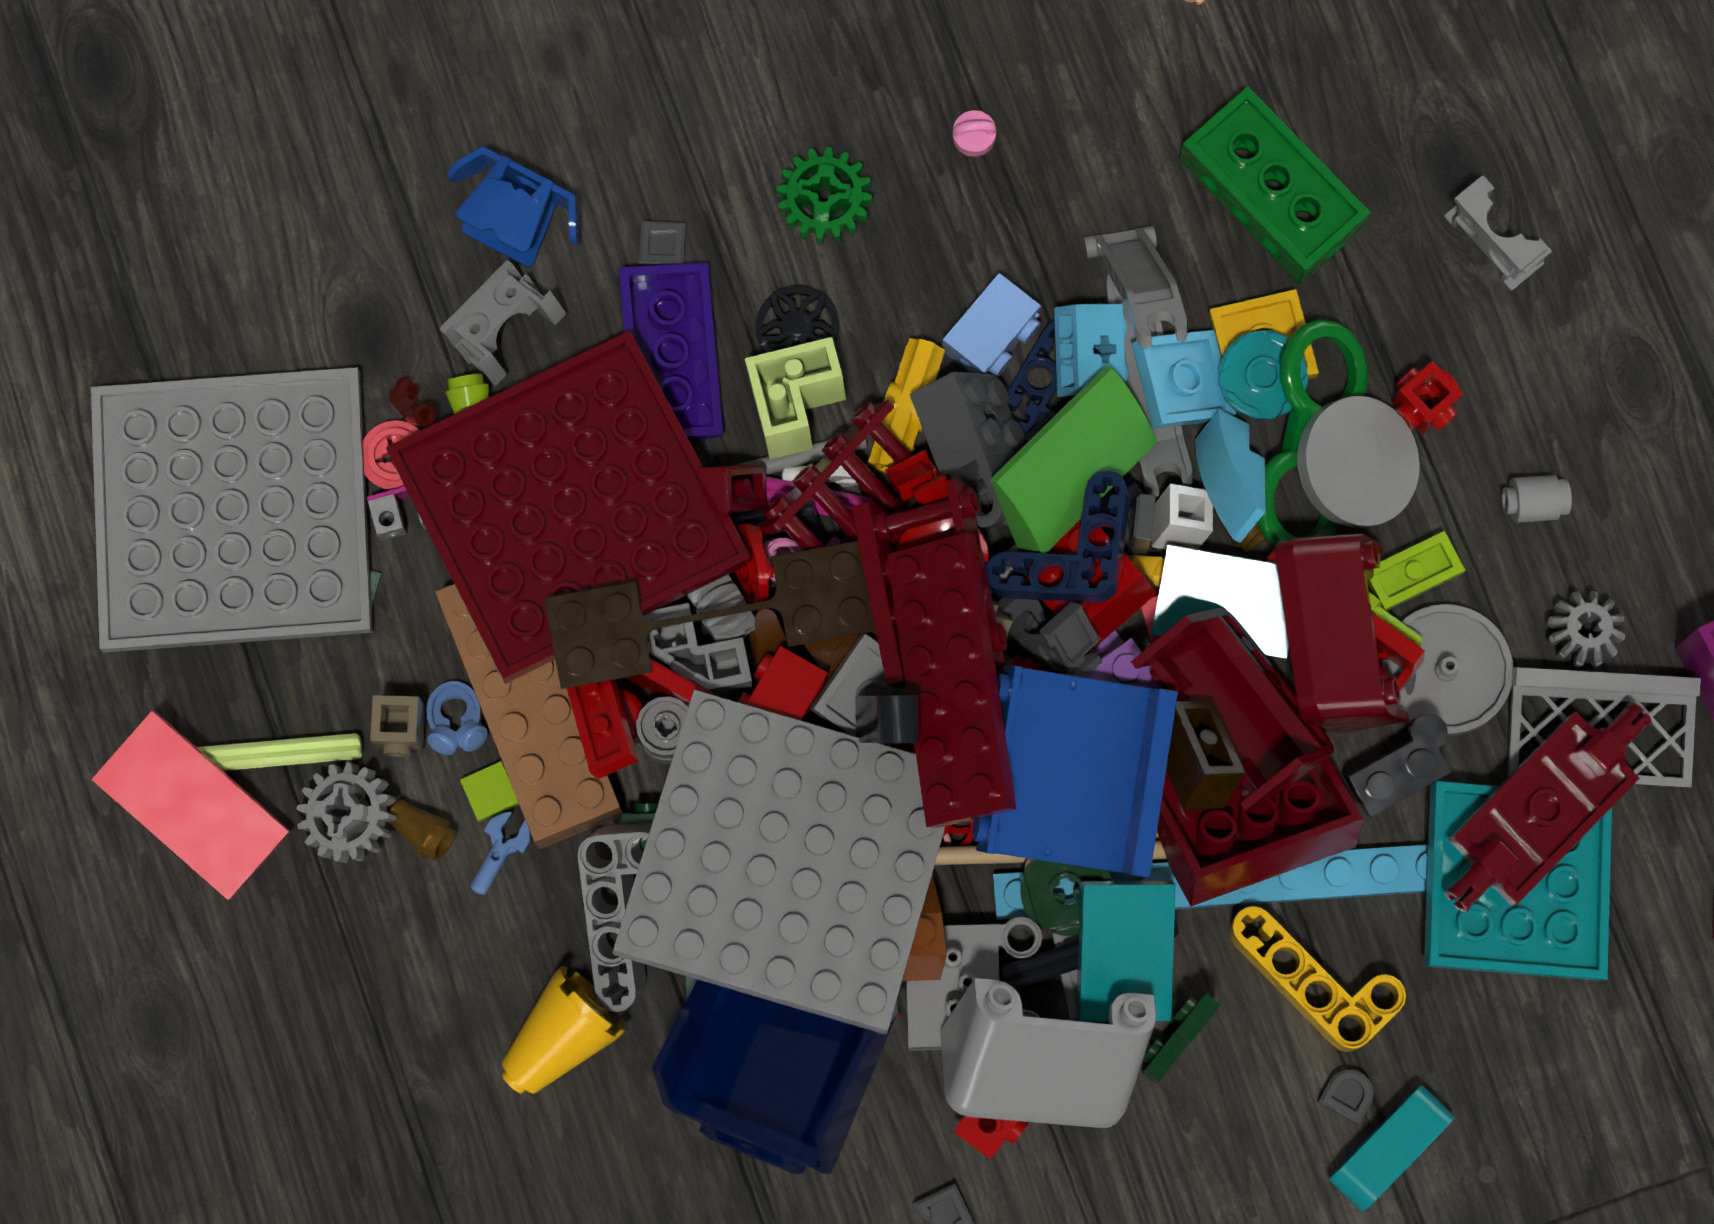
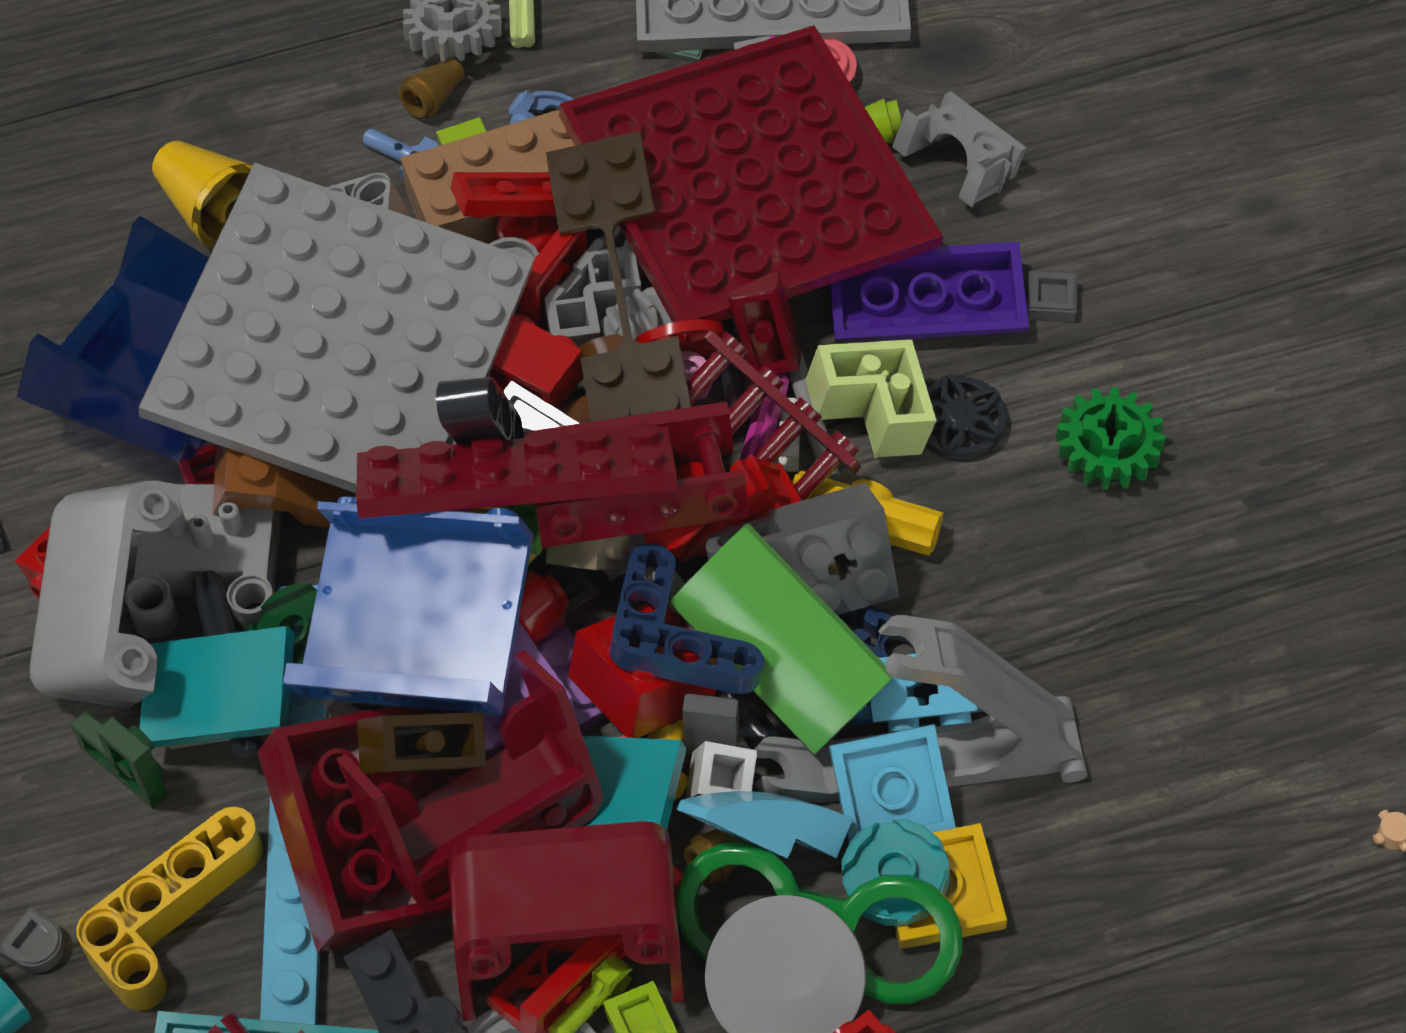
camera: 90 degrees right, 20 degrees down
(397, 724) = (535, 57): dark tan brick -> none
(412, 412) = (871, 77): clear red arm -> none
(510, 206) = (1072, 160): blue piece -> none
(974, 133) = (1194, 592): bright pink tile -> none
(993, 328) = (956, 590): light blue brick -> none
(1060, 643) = (575, 616): dark grey piece -> none
(1280, 158) = (1138, 862): green brick -> none

